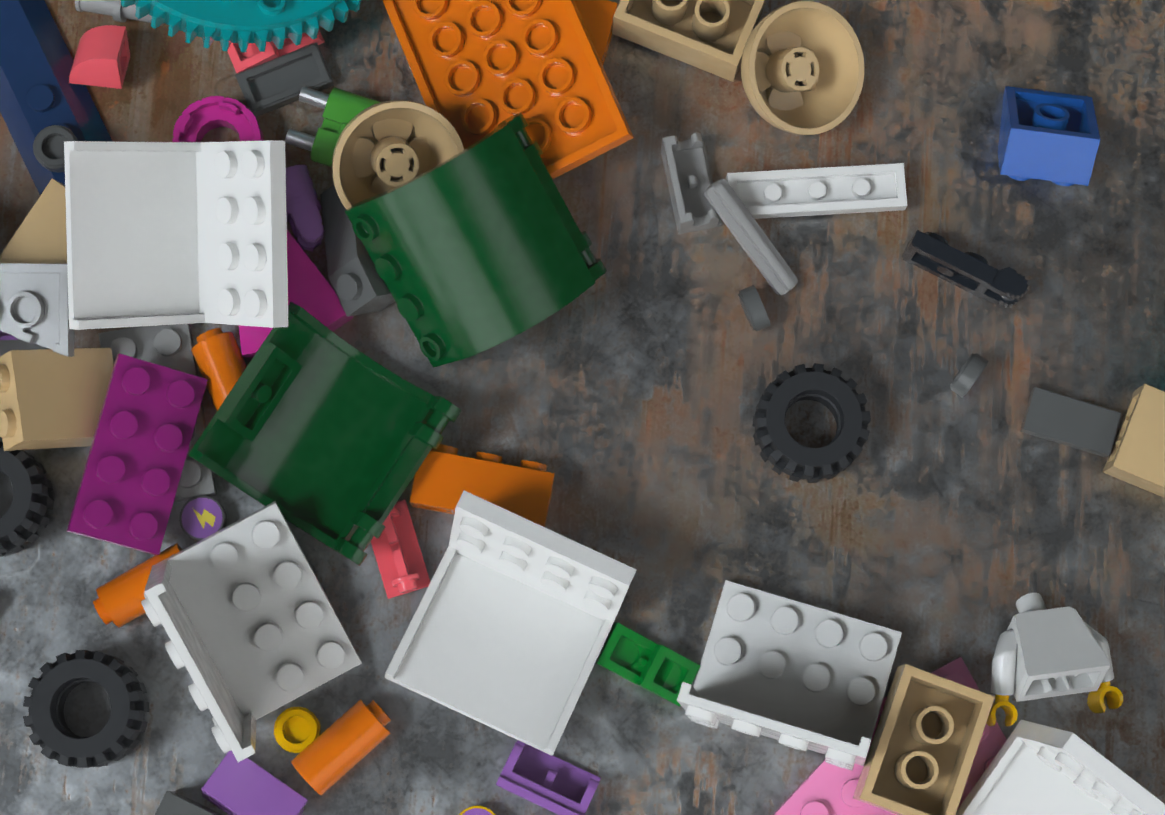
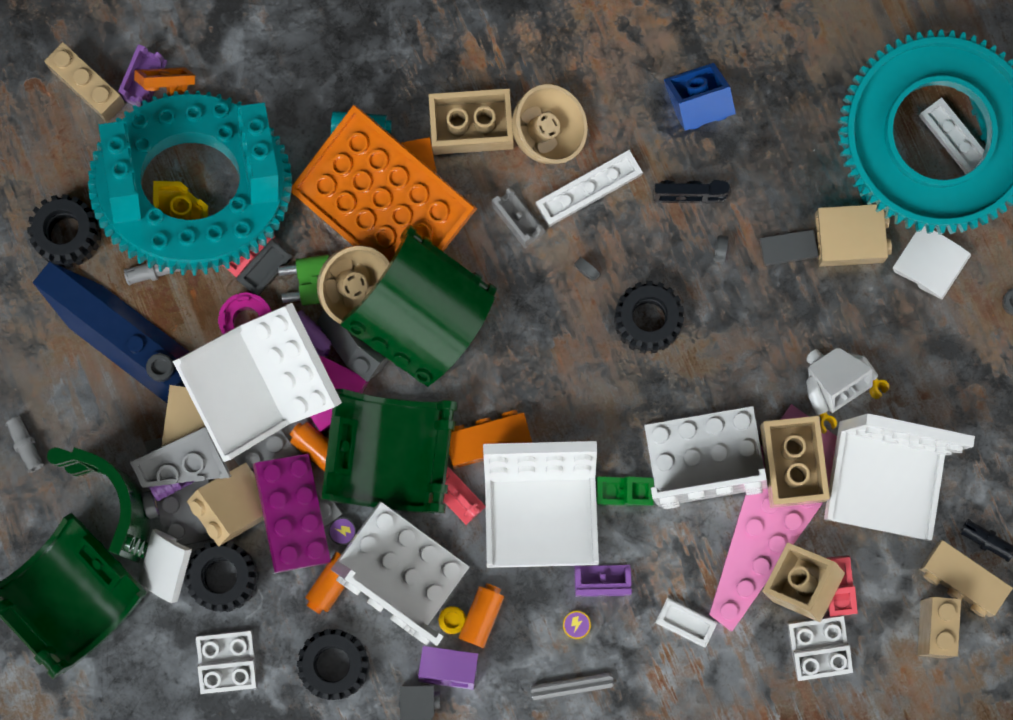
camera: 20 degrees left, 0 degrees up
(101, 57) = (156, 305): coral brick -> none
(751, 236) = (566, 230): light grey axle -> none

